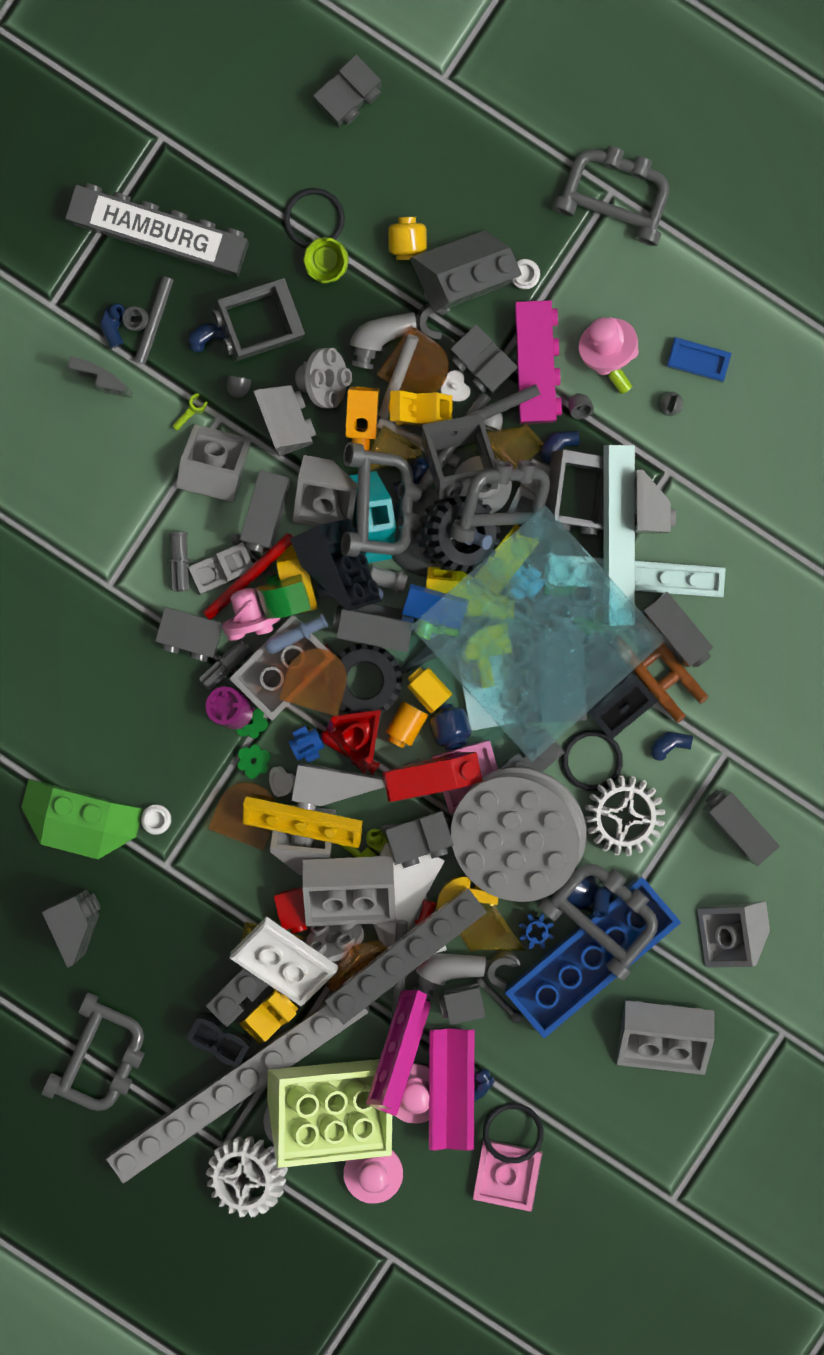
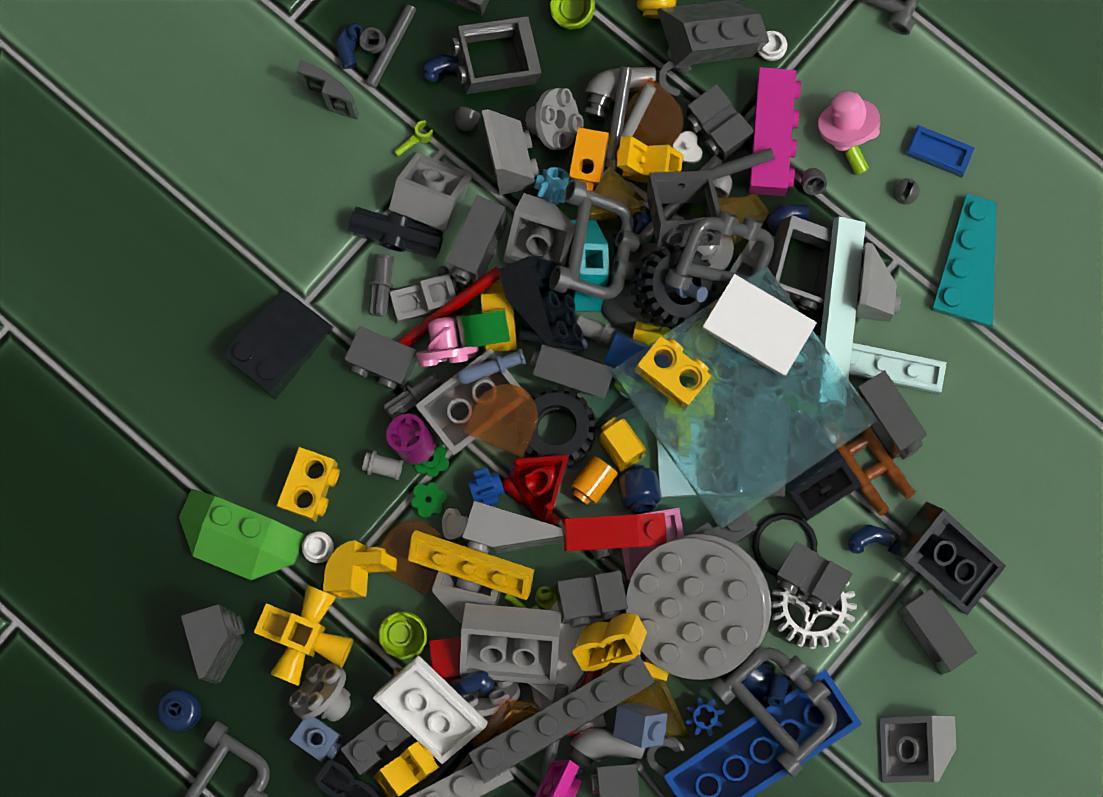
camera: 15 degrees right, 10 degrees down
(58, 981) = (189, 706): none -> dark blue head
(89, 630) = (277, 343): none -> black slope
(131, 760) = (300, 482): none -> yellow brick
(154, 904) = (302, 635): none -> yellow brick
(180, 956) = (322, 694): none -> light grey plate
(182, 996) = (317, 739): none -> sand blue brick
(185, 508) = (396, 232): none -> black piece
(189, 836) = (349, 568): none -> yellow brick
(205, 734) = (382, 465): none -> light grey pin
(248, 892) = (403, 635): none -> lime hair
(318, 931) = (475, 681): none -> dark blue arm
(330, 443) = (552, 184): none -> medium azure gear
(385, 365) = (619, 112): none -> dark grey bar
(440, 879) = (609, 642): none -> yellow brick
(465, 631) = (667, 379): none -> yellow brick
(478, 950) = (640, 725): none -> sand blue brick
(544, 565) = (759, 326): none -> white tile
(622, 793) = (813, 576): none -> dark grey brick
(738, 477) = (969, 270): none -> teal wing
(743, 754) = (947, 557): none -> black slope

